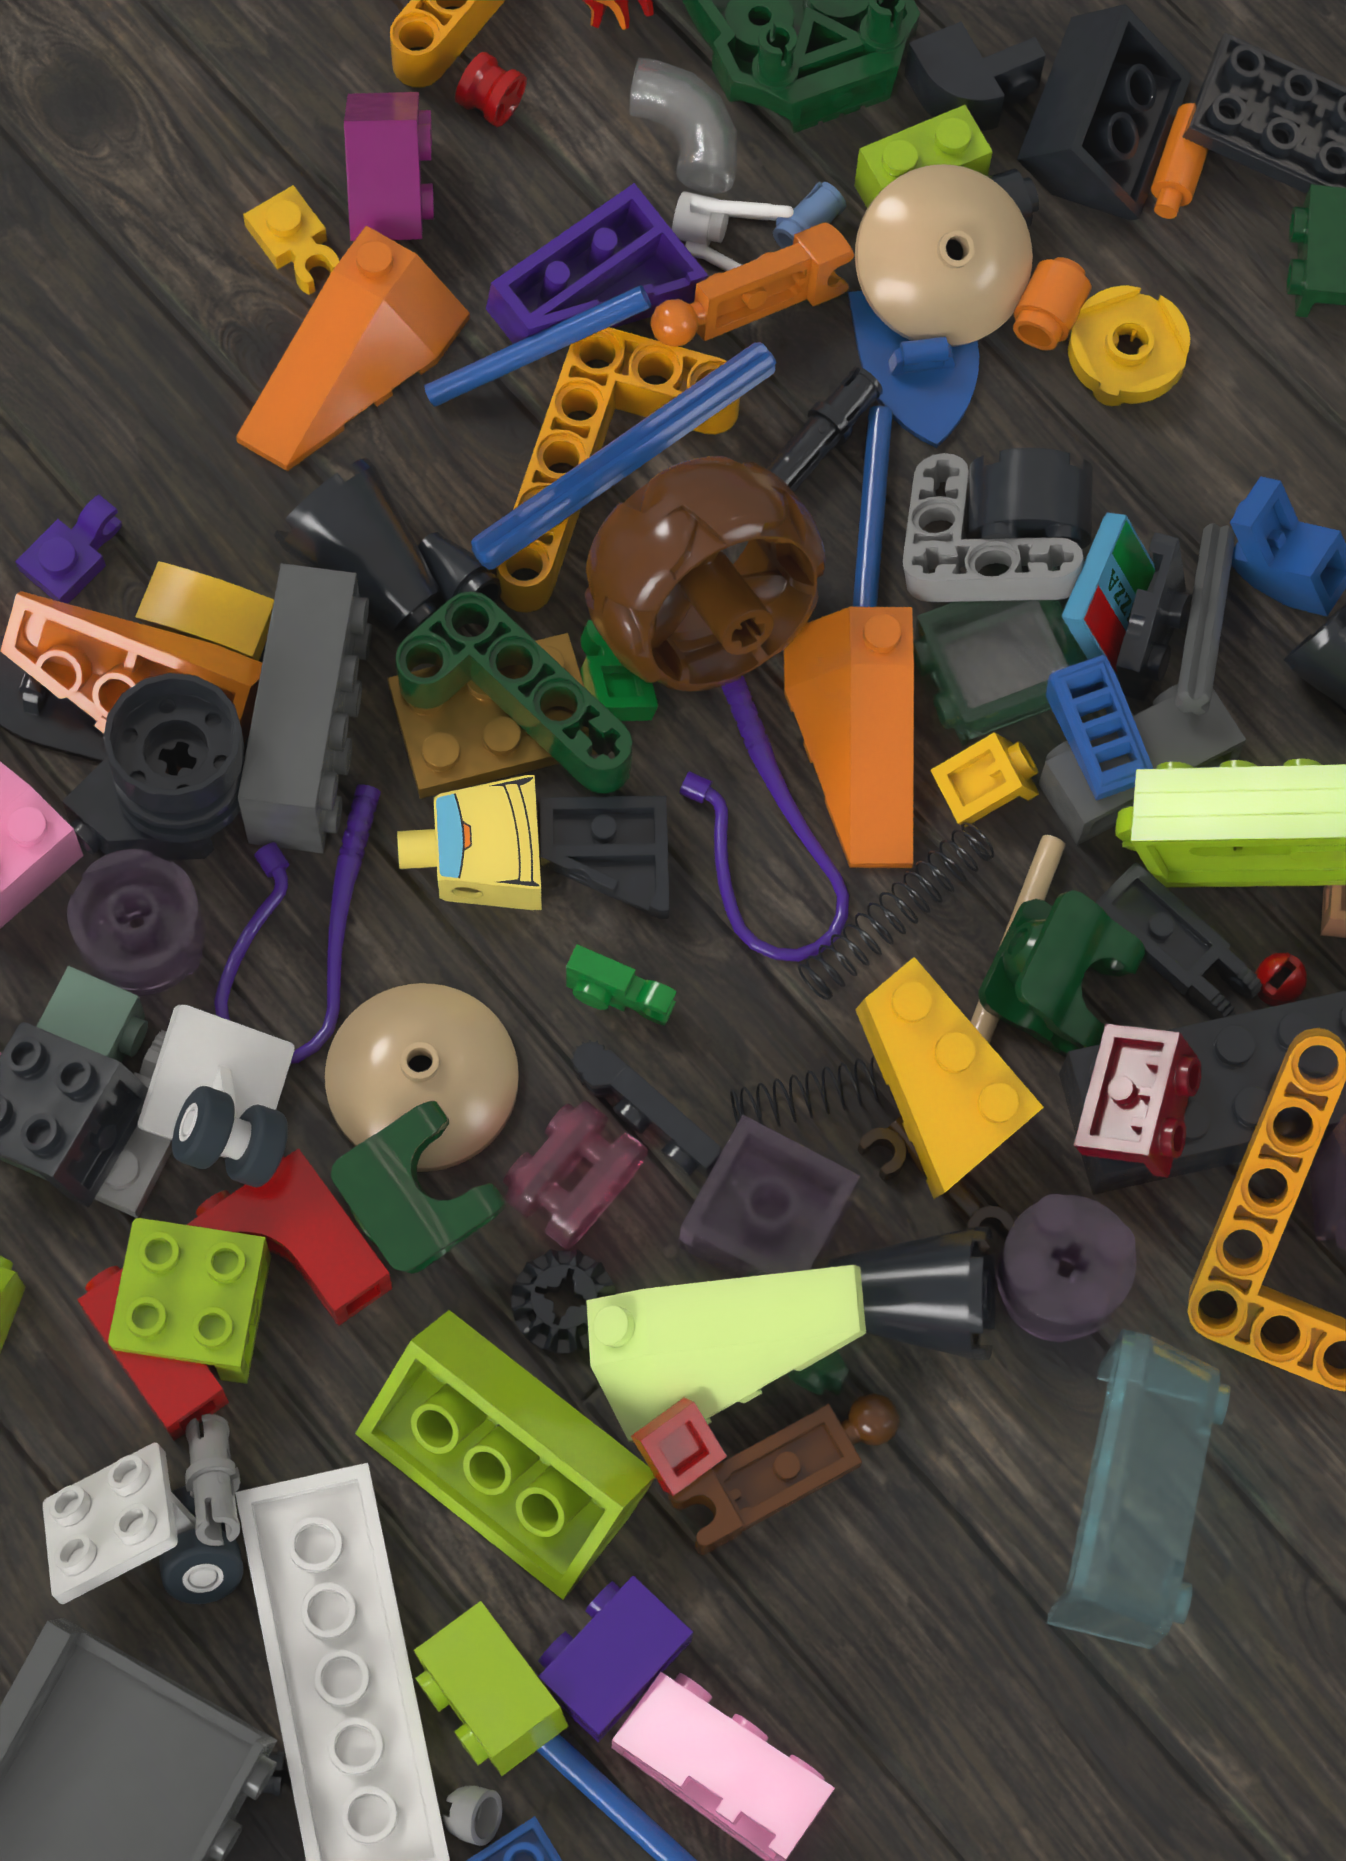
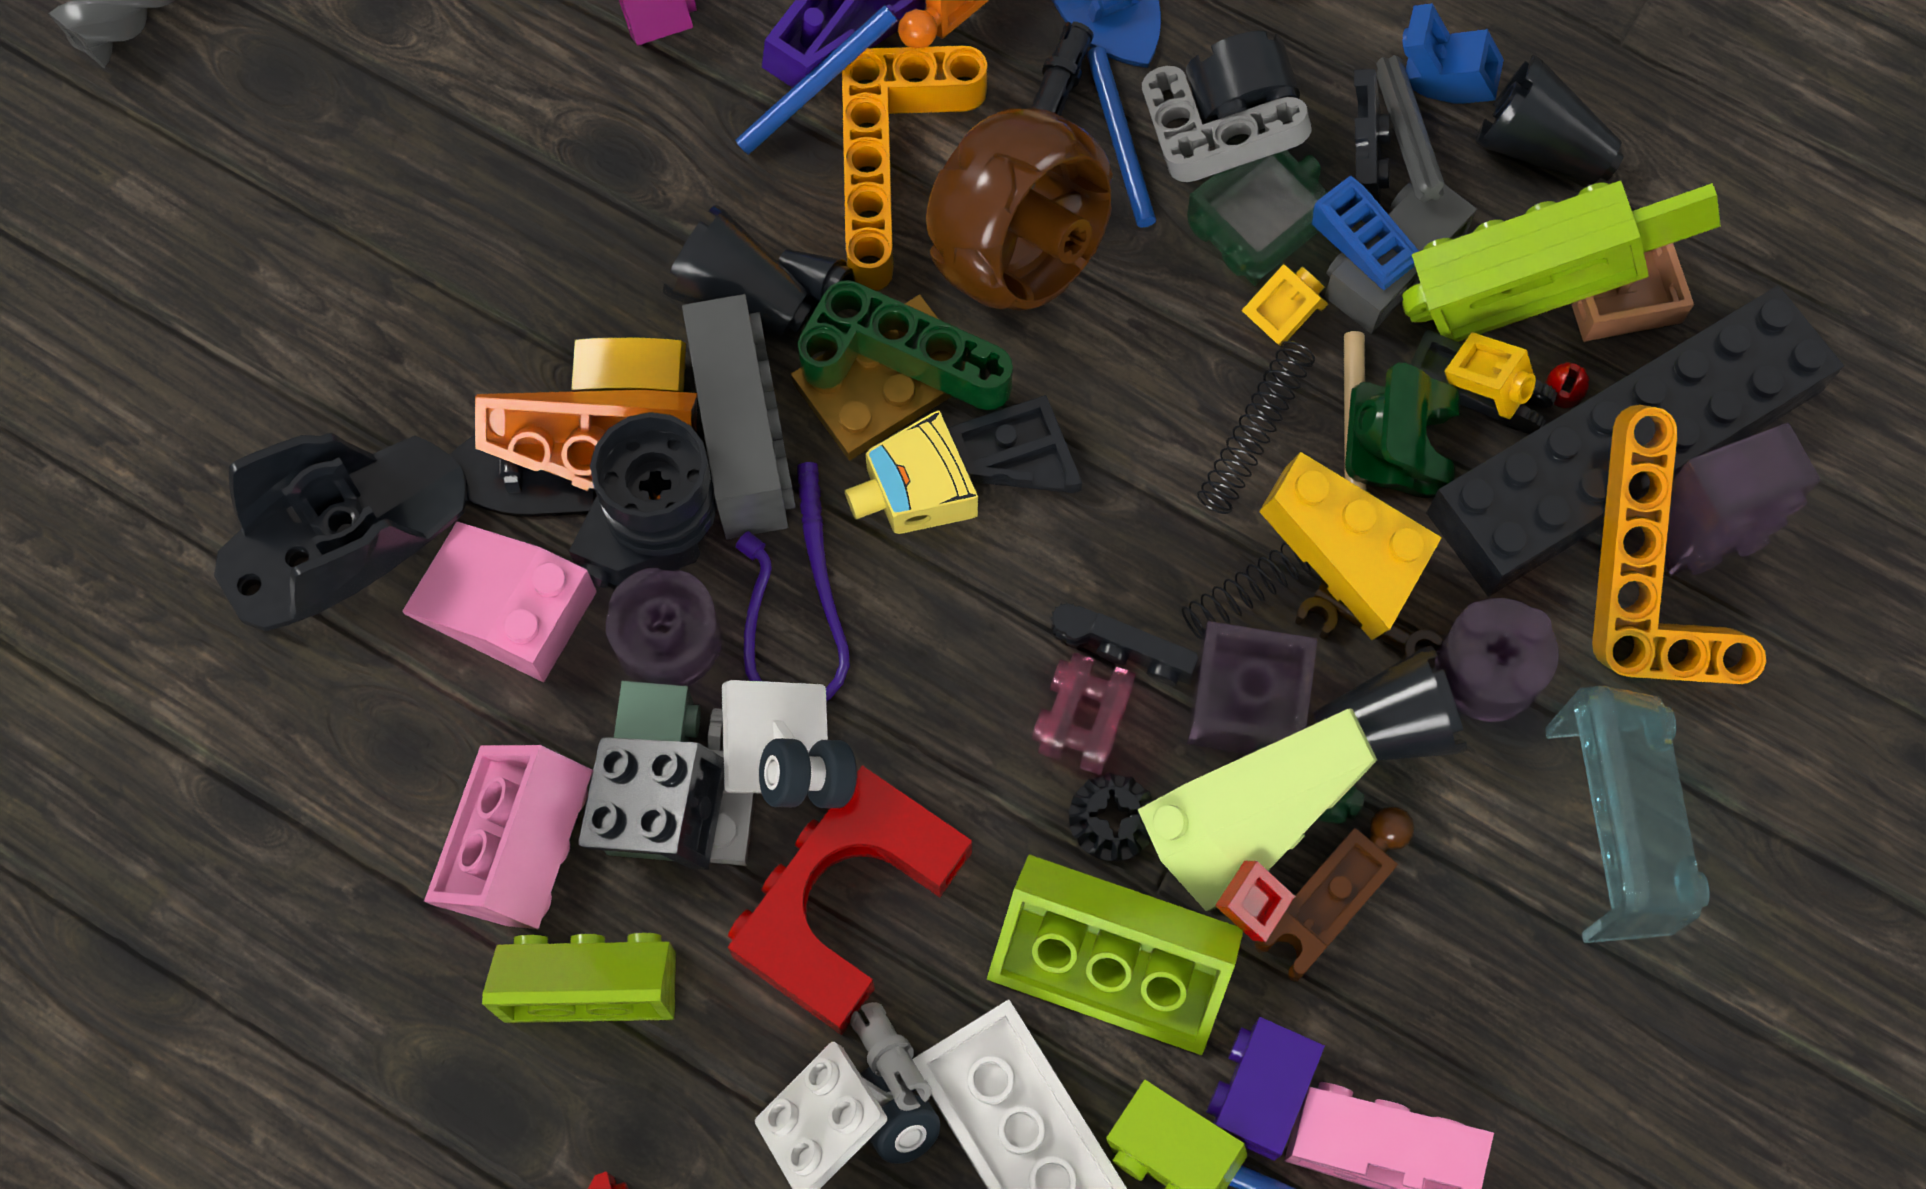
camera: 15 degrees left, 0 degrees up
(68, 558) = (499, 361): dark purple plate -> none
(191, 1295) = (816, 913): lime bracket -> none
(291, 233) = (588, 56): yellow plate -> none
(361, 339) = (673, 118): orange wedge -> none
(389, 1203) = (955, 787): dark green piece -> none
(469, 1075) = (939, 710): tan dish -> none
(606, 982) = (1055, 554): green plate -> none
(613, 684) = (970, 314): green plate -> none
(623, 456) = (916, 142): blue axle -> none
(763, 757) = (1106, 342): dark purple piece -> none
(855, 709) = (1166, 280): orange wedge -> none
(1107, 588) = (1330, 127): tile -> none
(1139, 1097) = (1512, 505): bracket -> none
(1188, 937) = (1493, 371): none -> yellow bracket

